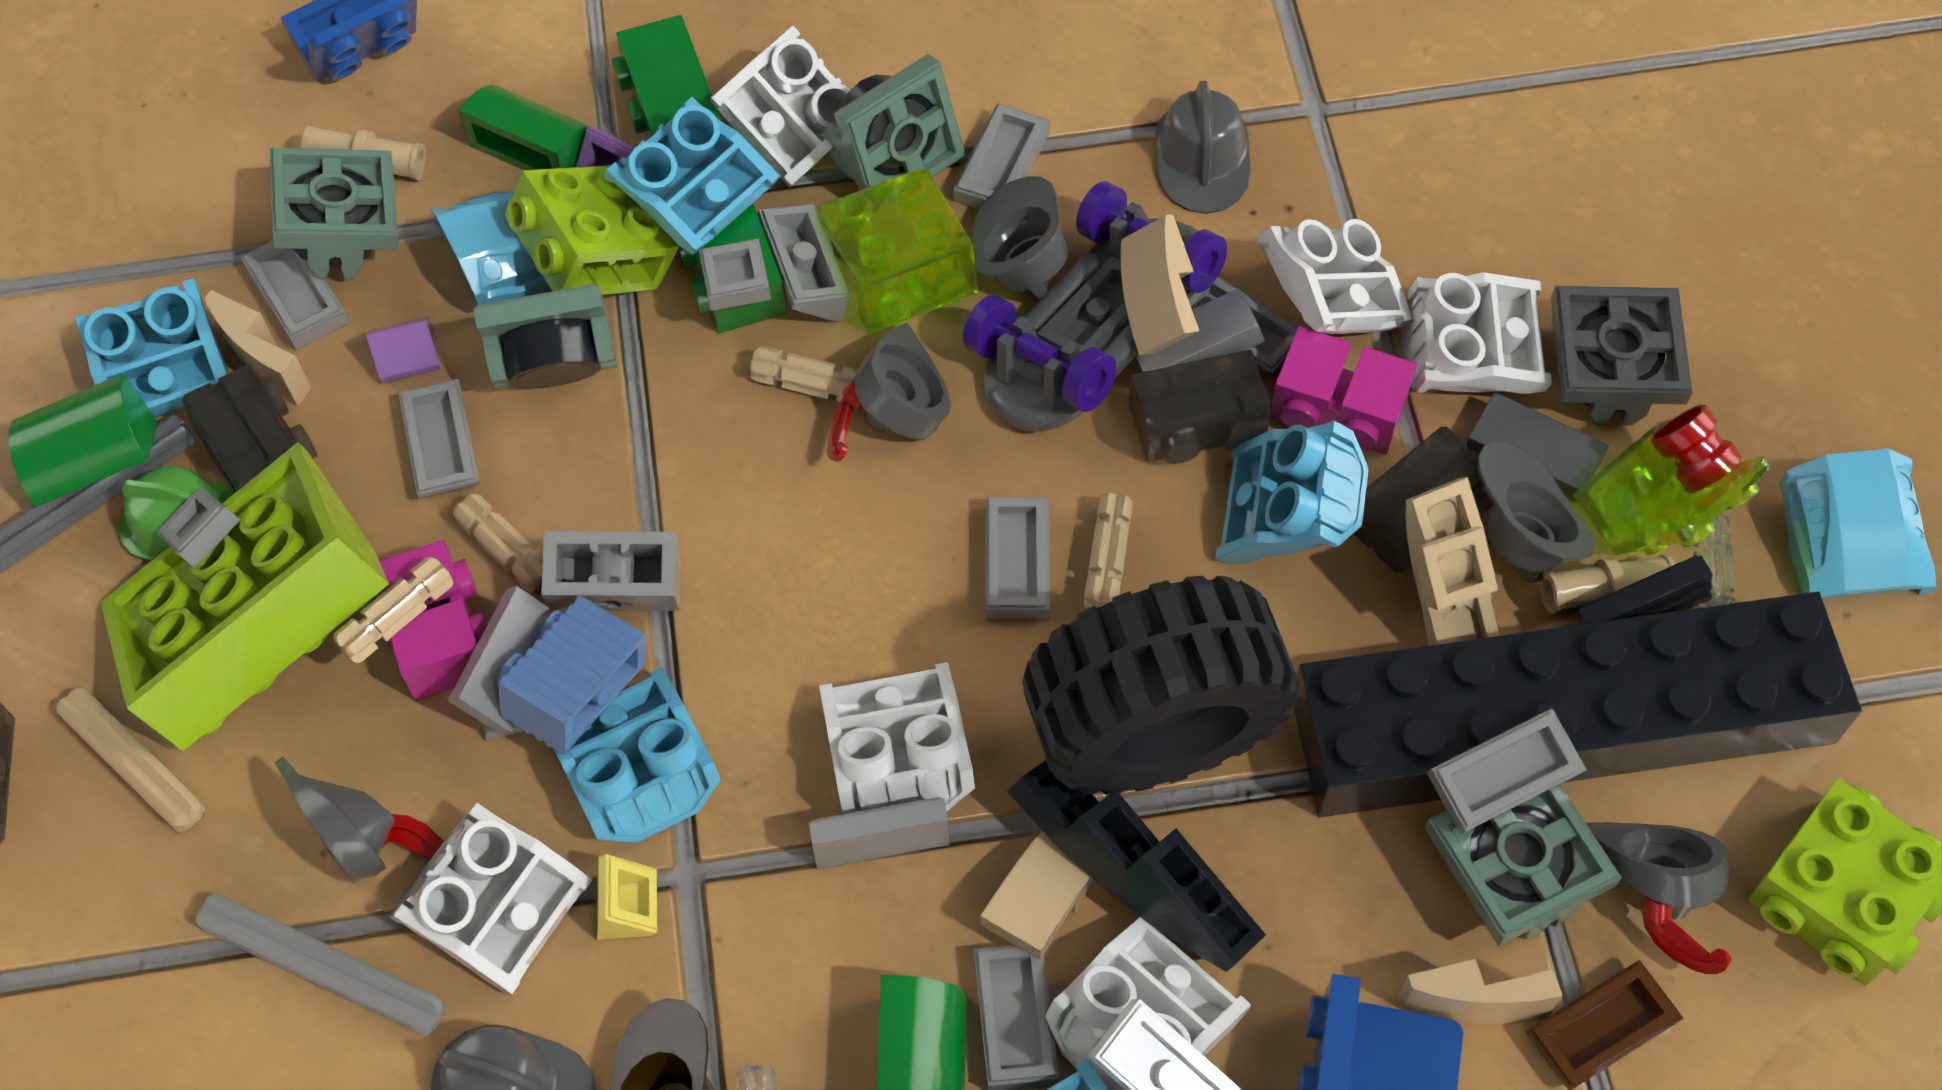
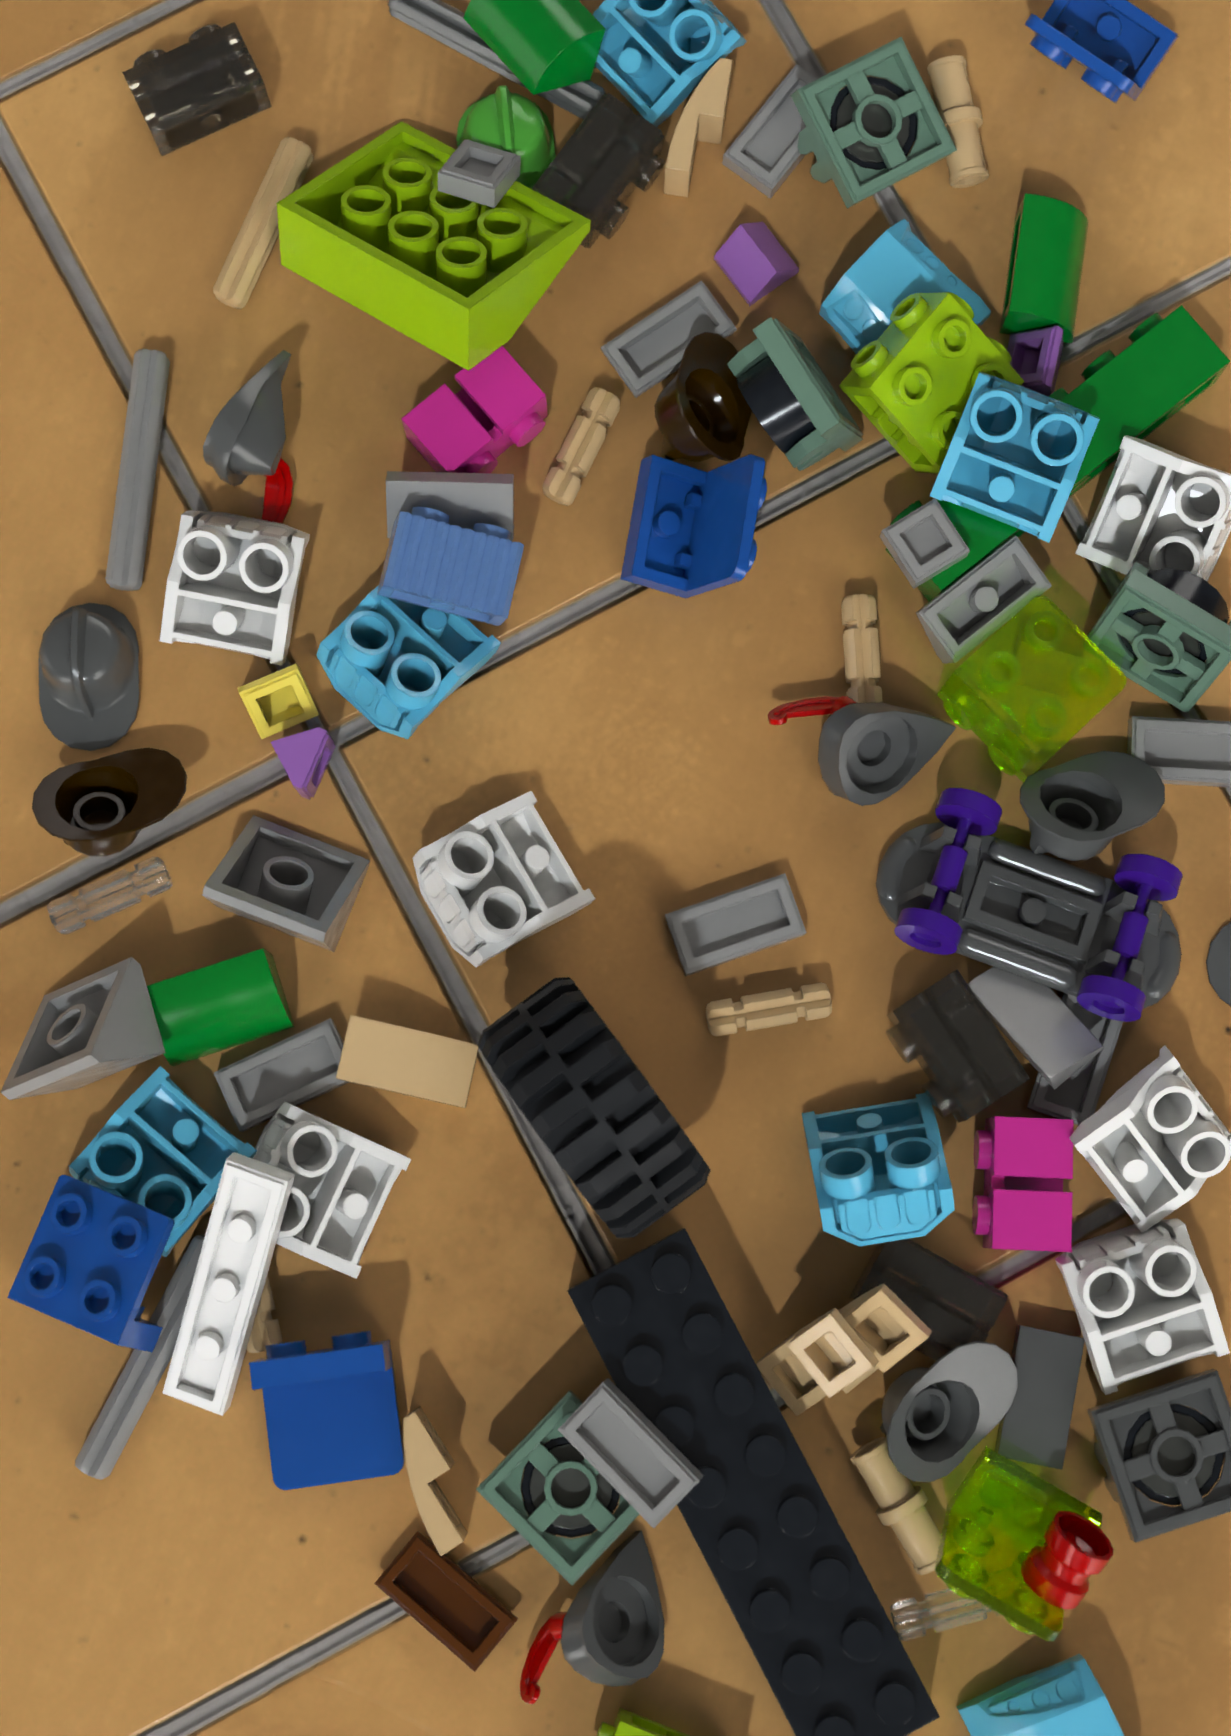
camera: 70 degrees right, 20 degrees up
(393, 609) = (453, 384): tan axle -> none
(520, 425) = (703, 406): none -> dark brown piece
(612, 569) = (571, 559): light grey brick -> none
(632, 453) = (693, 525): none -> blue bracket
(699, 888) = (305, 758): none -> medium lavender slope
(823, 946) = (288, 882): none -> light grey slope
(879, 832) = (406, 897): light grey tile -> none
(1152, 286) = (1073, 952): tan slope -> none
(1152, 877) = (445, 1149): black slope -> none
(1666, 591) = (880, 1545): black tile -> none

